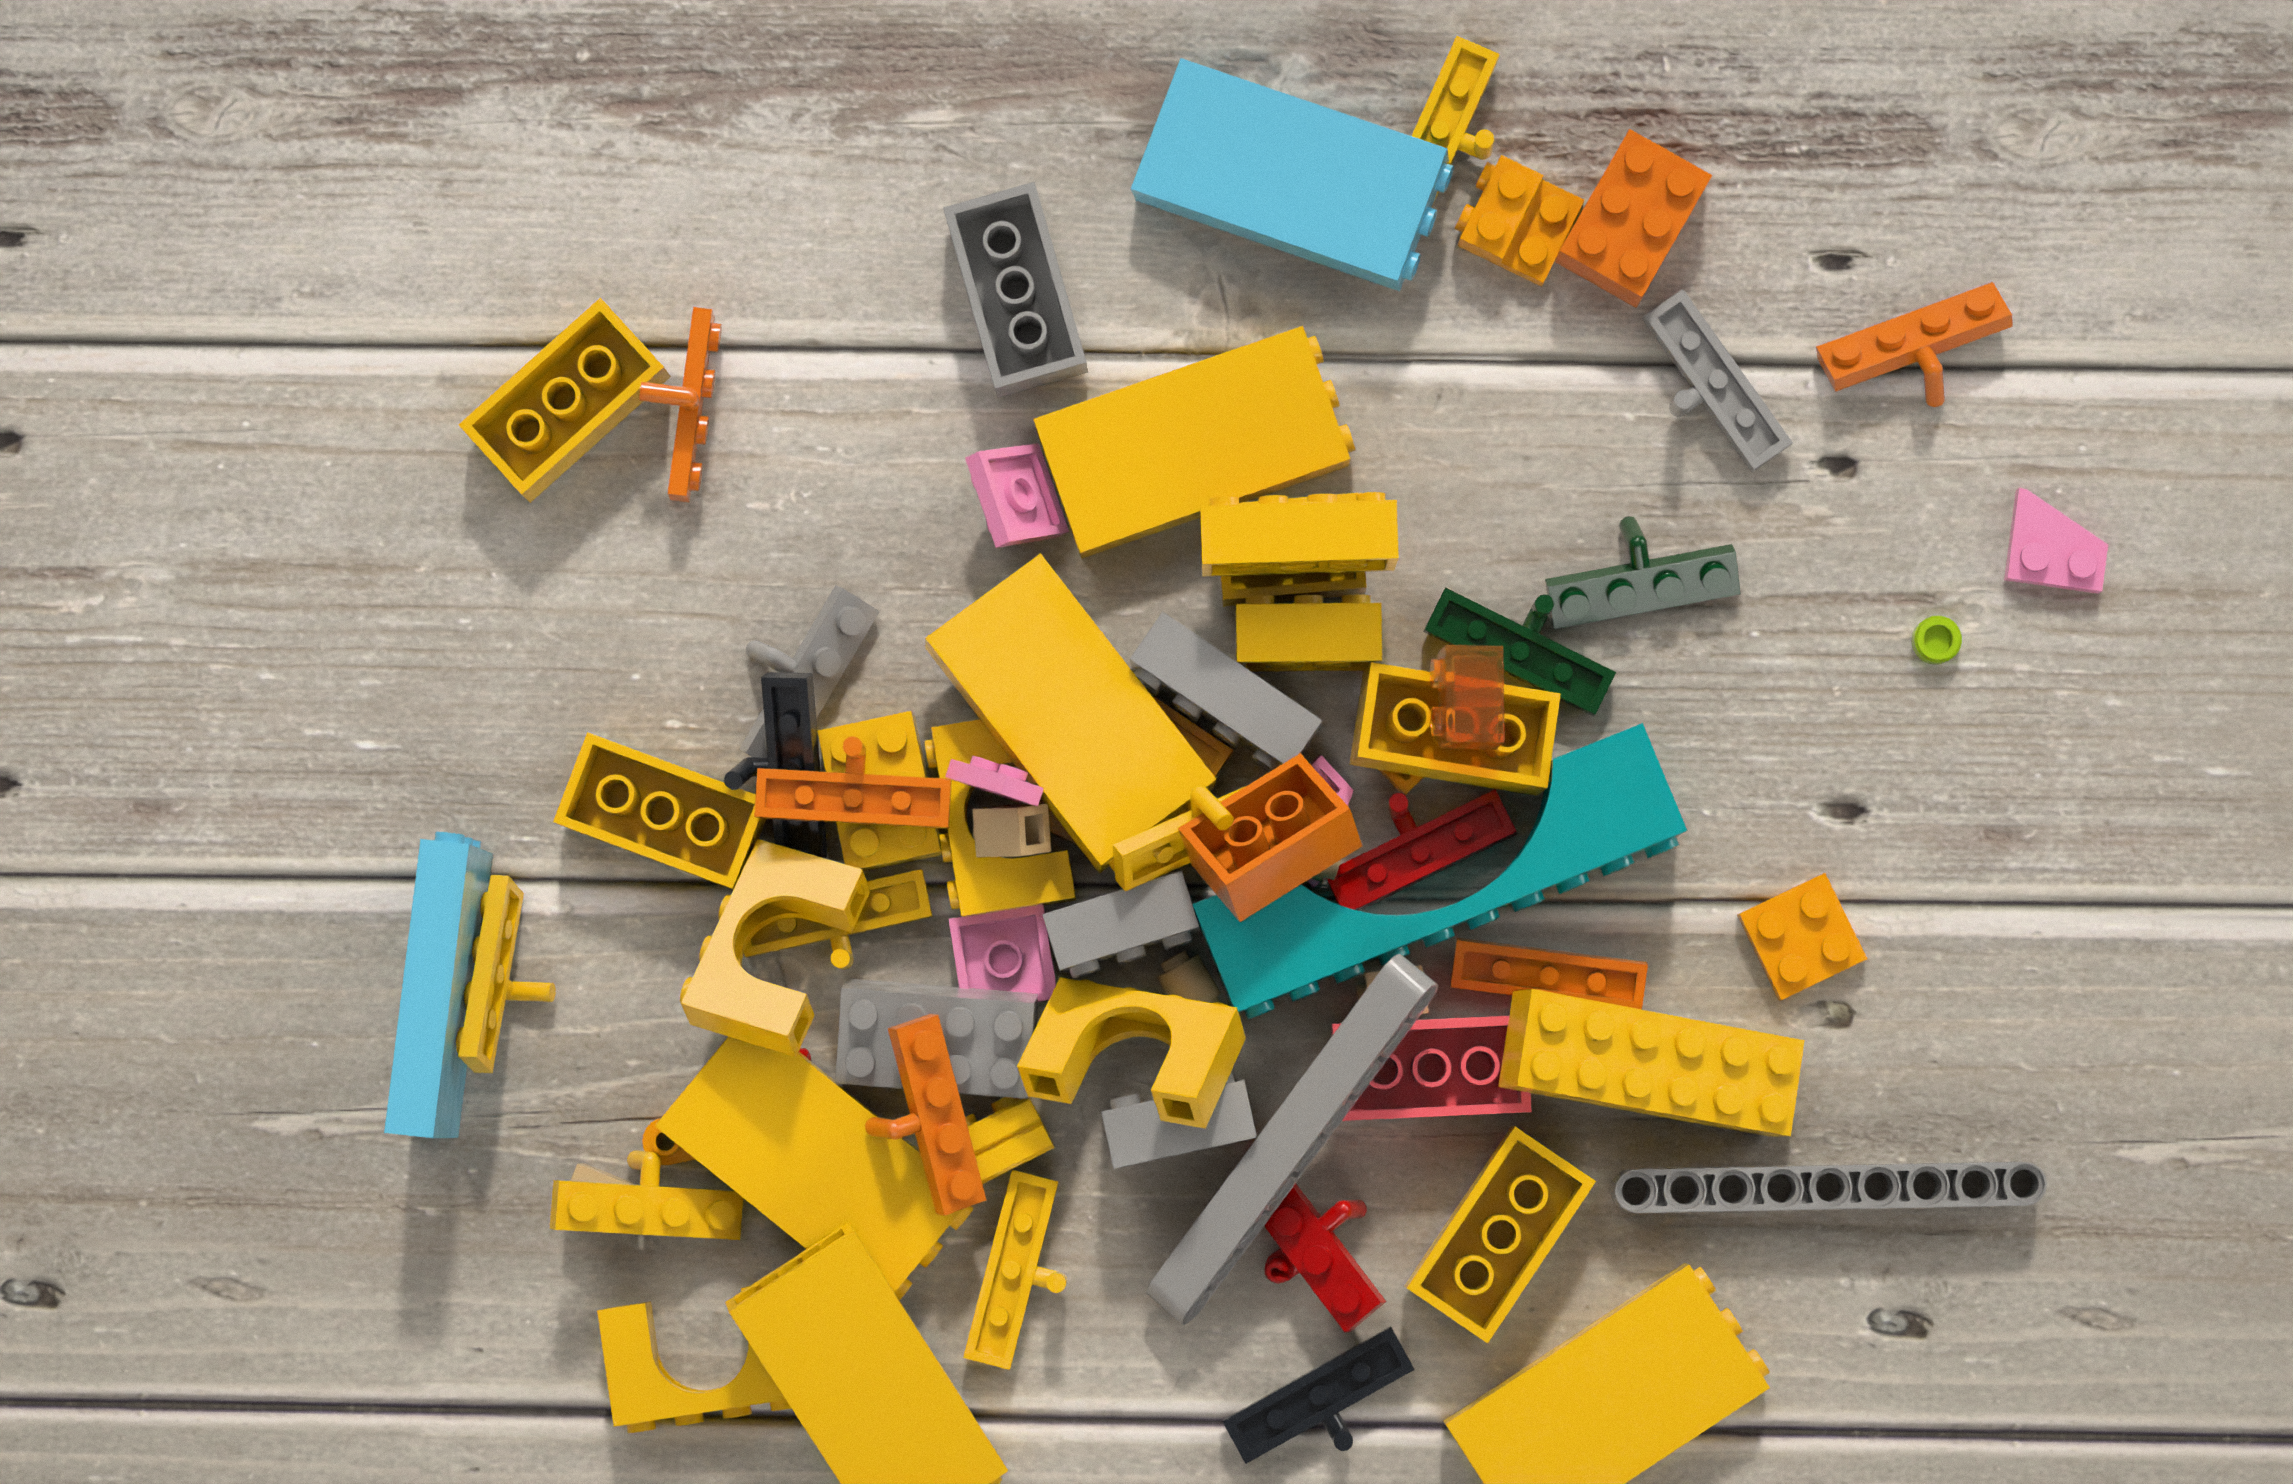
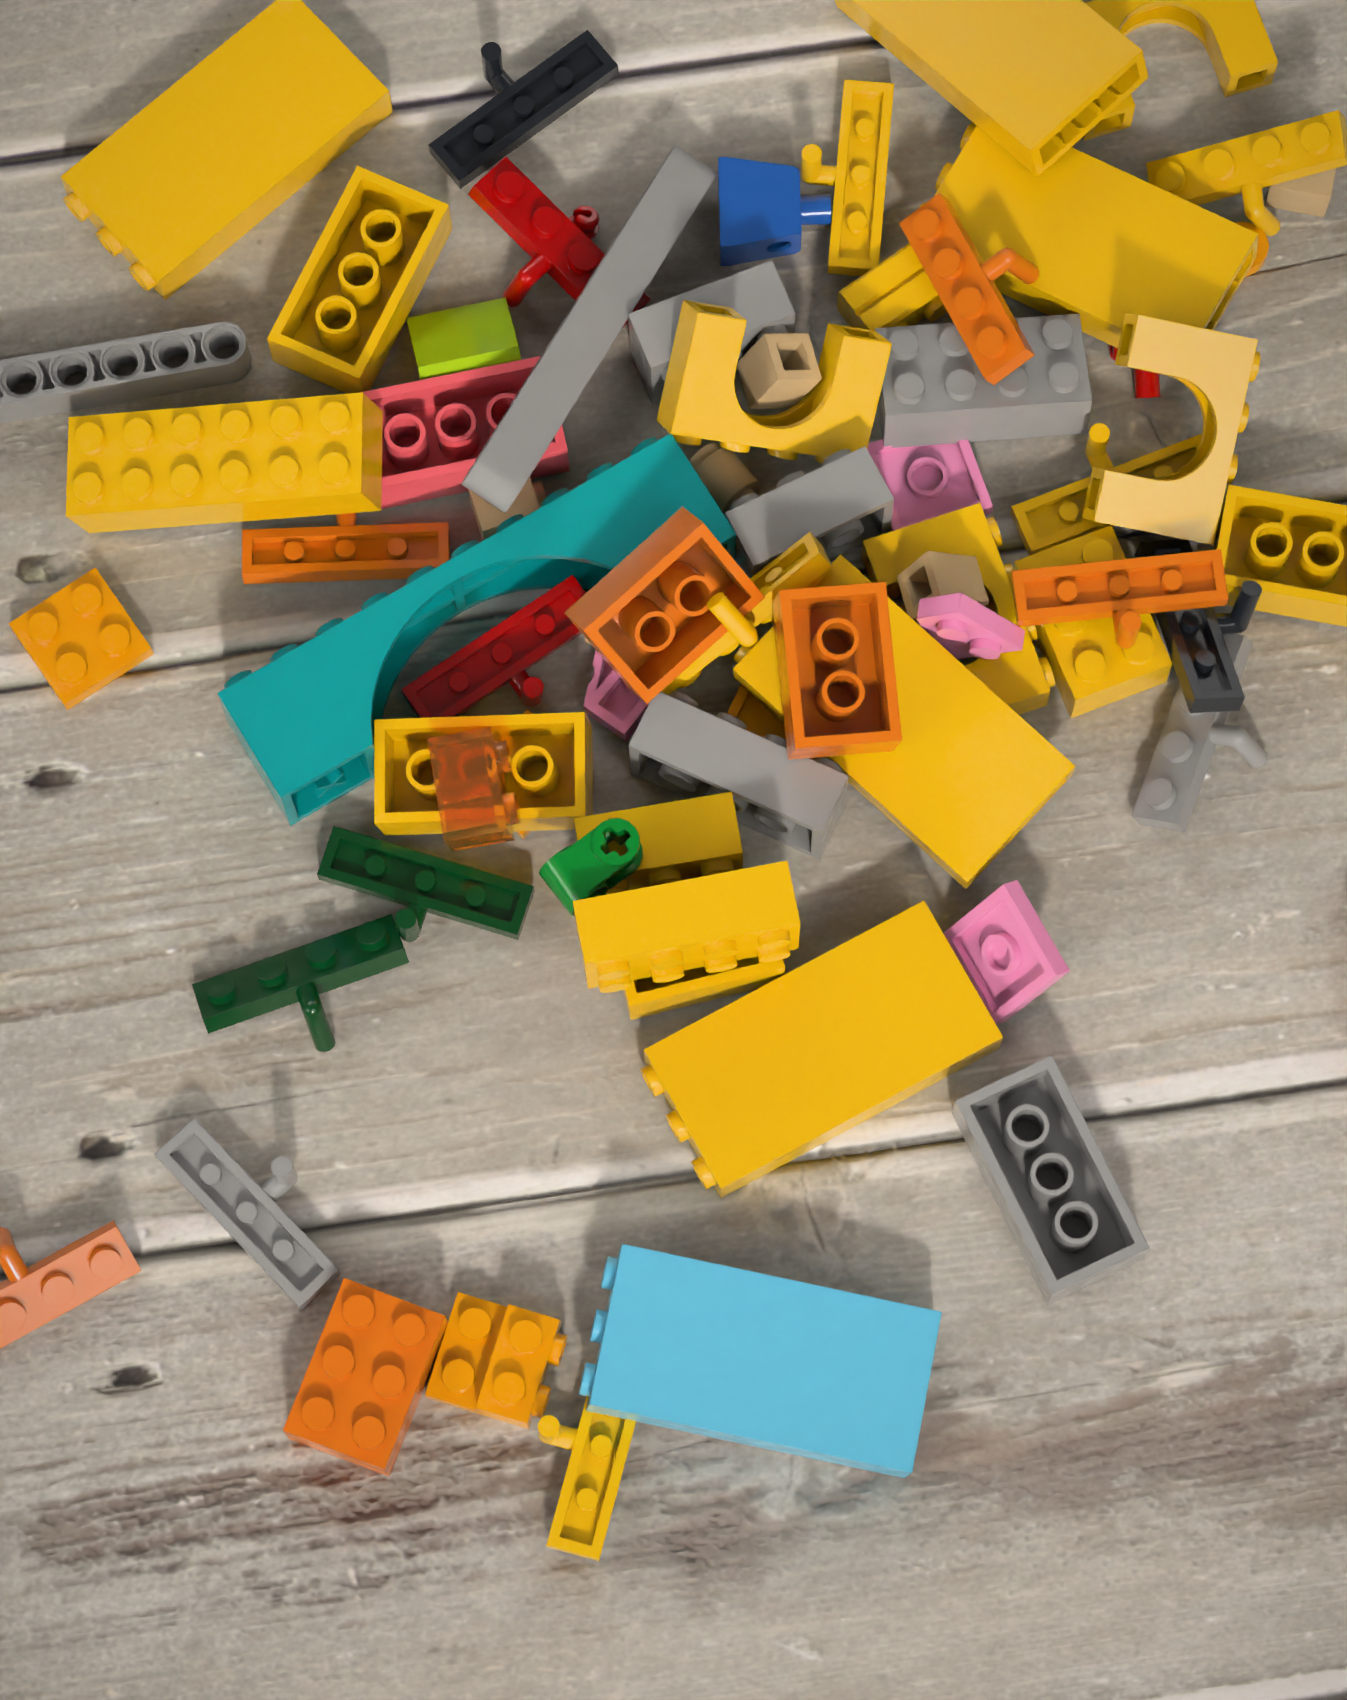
camera: 165 degrees right, 10 degrees down
(1107, 1249) = (764, 210): none -> blue torso
(1123, 1069) = (779, 370): none -> tan brick
(1125, 743) = (837, 670): none -> orange brick
(1379, 601) = (588, 866): none -> green piece
(1411, 1161) = (463, 338): none -> lime tile

